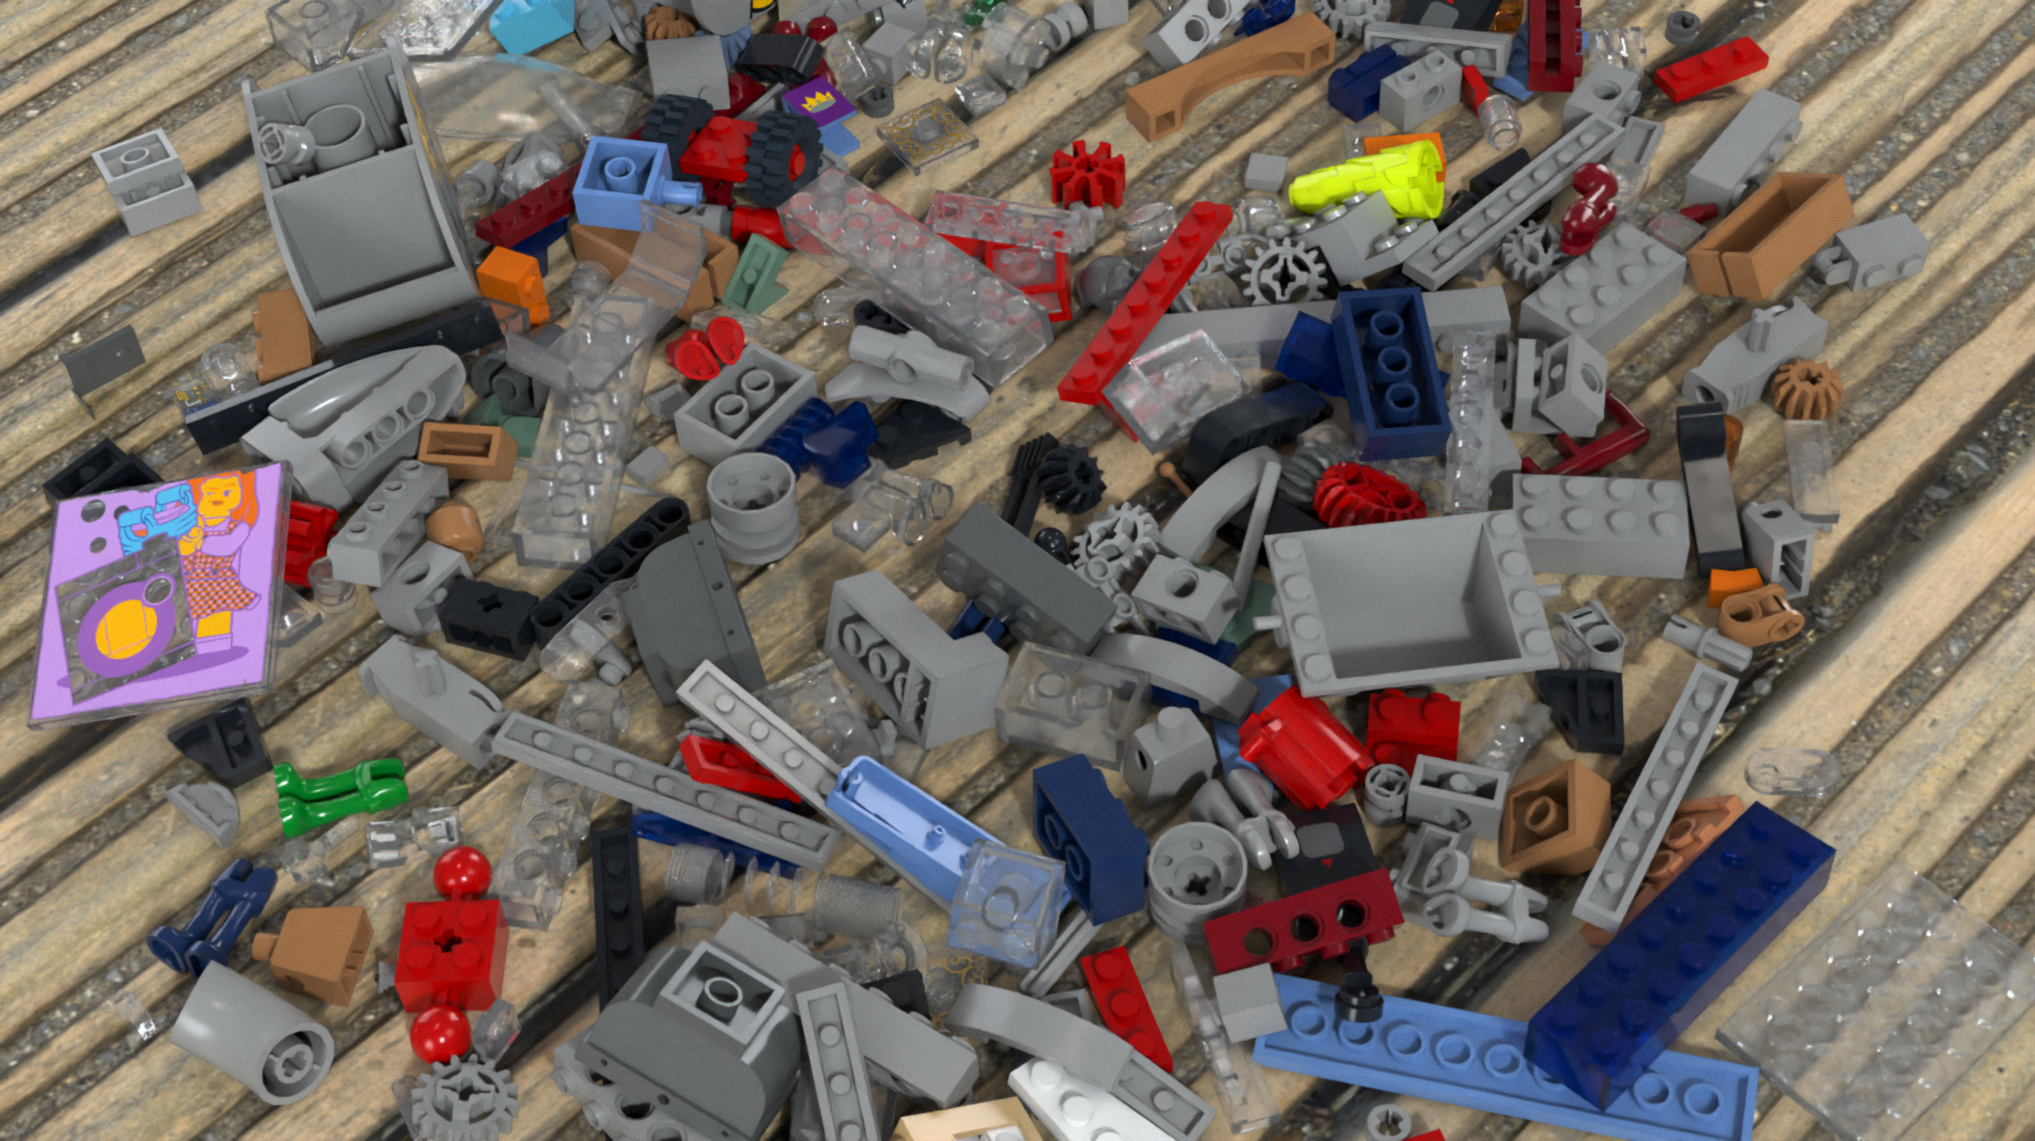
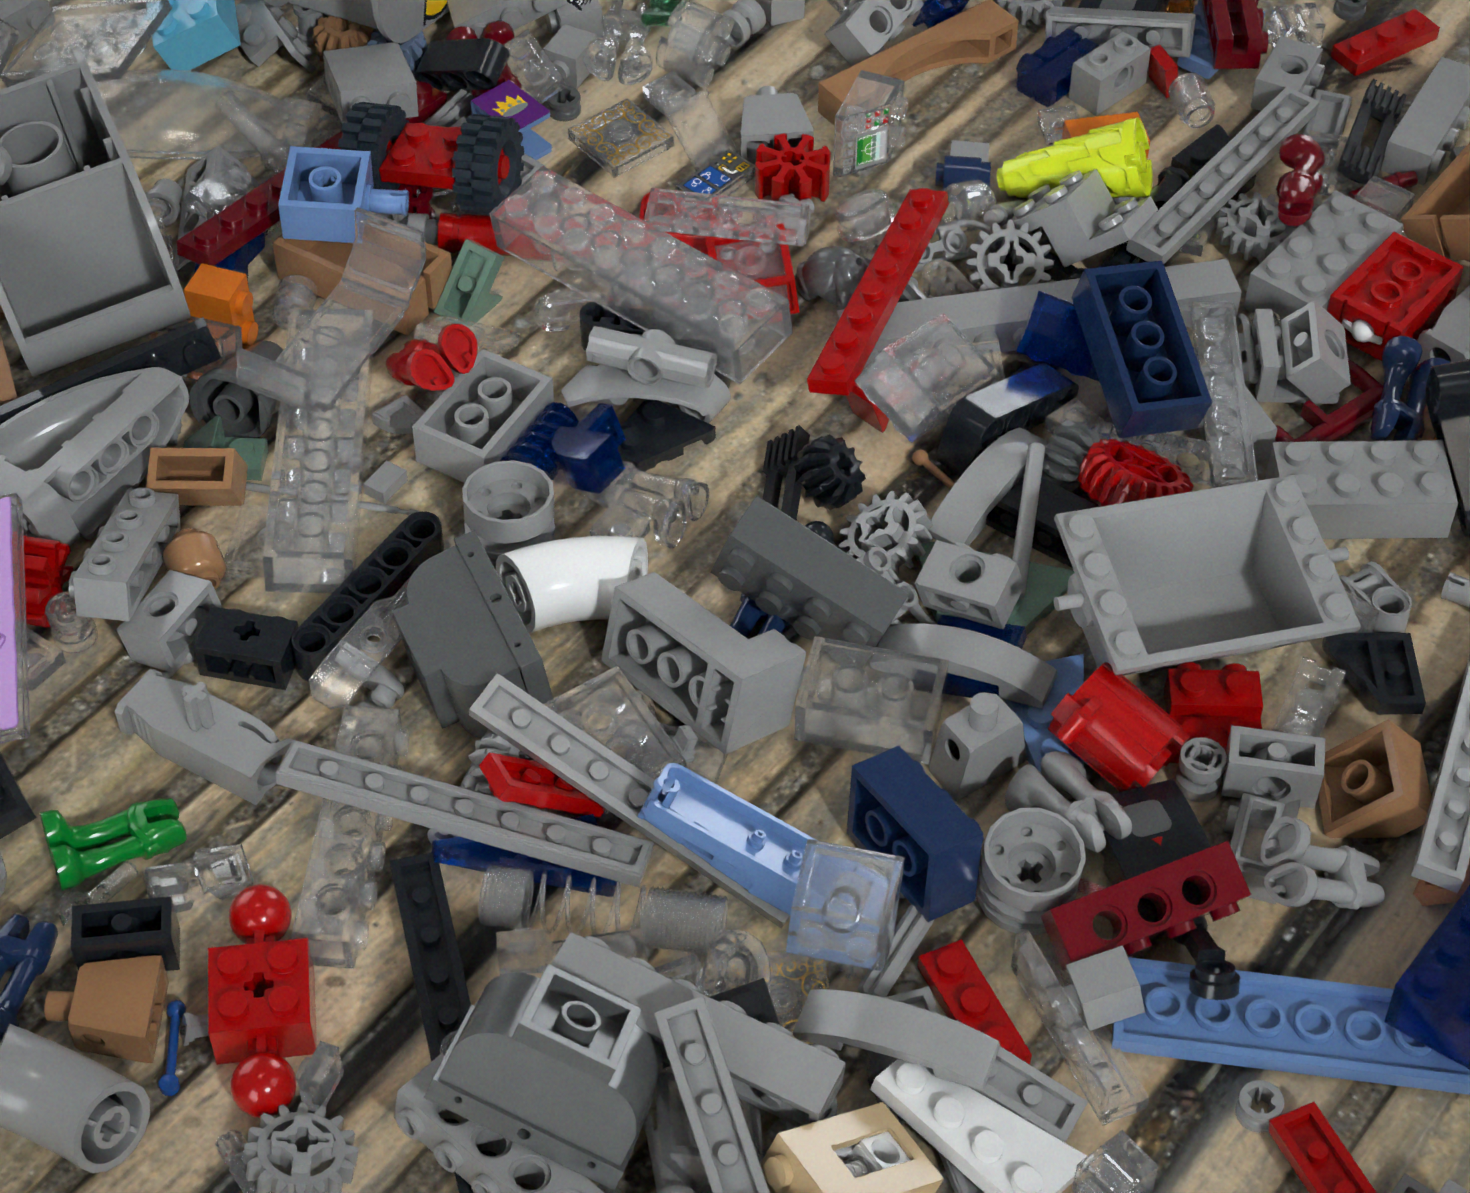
camera: 10 degrees left, 0 degrees up
(336, 881) = (126, 931): none -> black brick
(359, 1026) = (169, 1083): none -> blue hinge
(799, 569) = (570, 577): none -> white brick
(1004, 133) = (699, 128): none -> clear piece
(1015, 180) = (720, 176): none -> tile
(1073, 121) = (771, 115): none -> light grey torso
(1167, 134) = (869, 123): none -> clear slope
(1256, 183) = (961, 169): none -> dark blue brick
(1659, 398) = (1398, 362): none -> dark blue piece
(1665, 332) = (1394, 294): none -> red piece
(1690, 133) = (1383, 106): none -> black container

